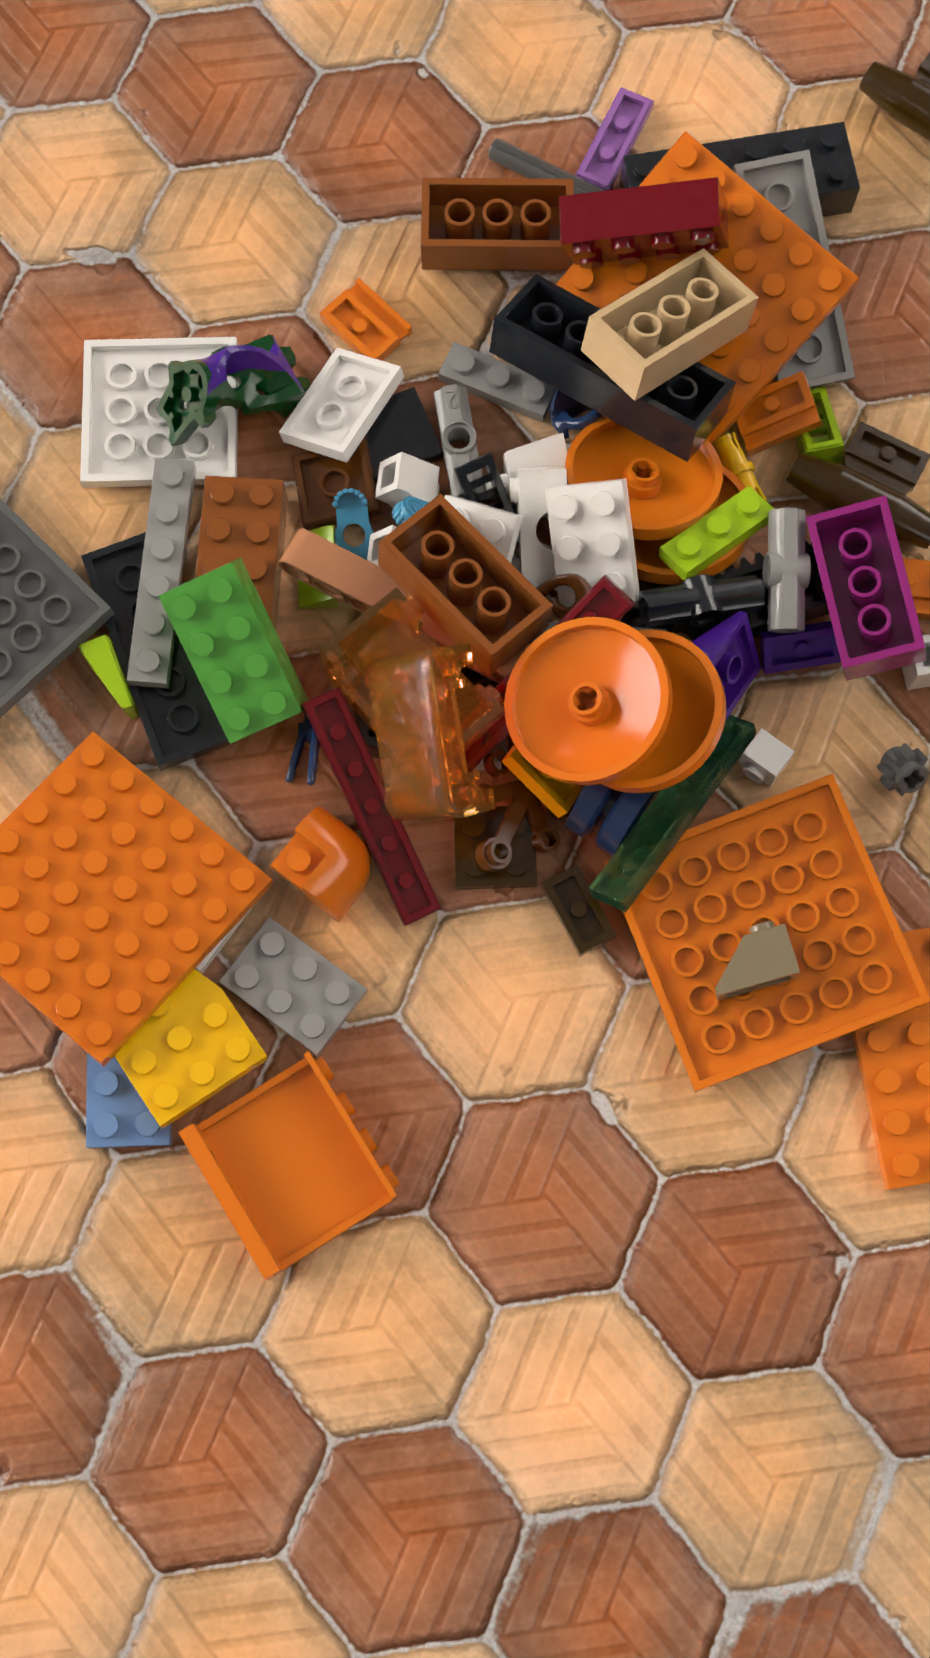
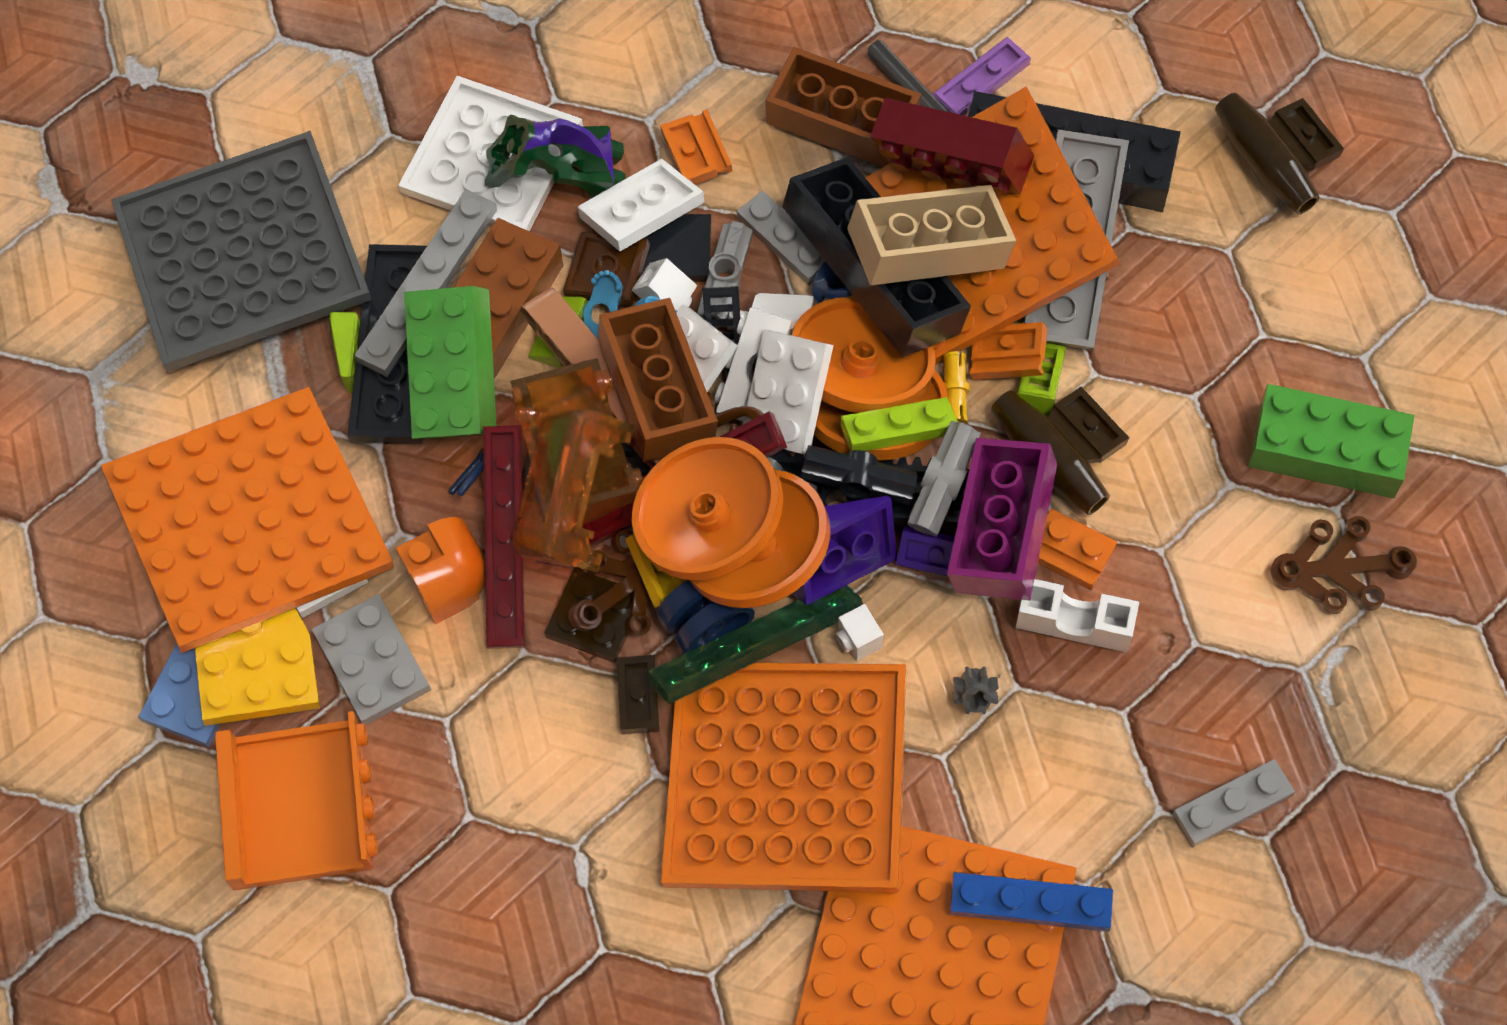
camera: 25 degrees right, 10 degrees down
(759, 961) = (761, 793): dark tan slope -> none

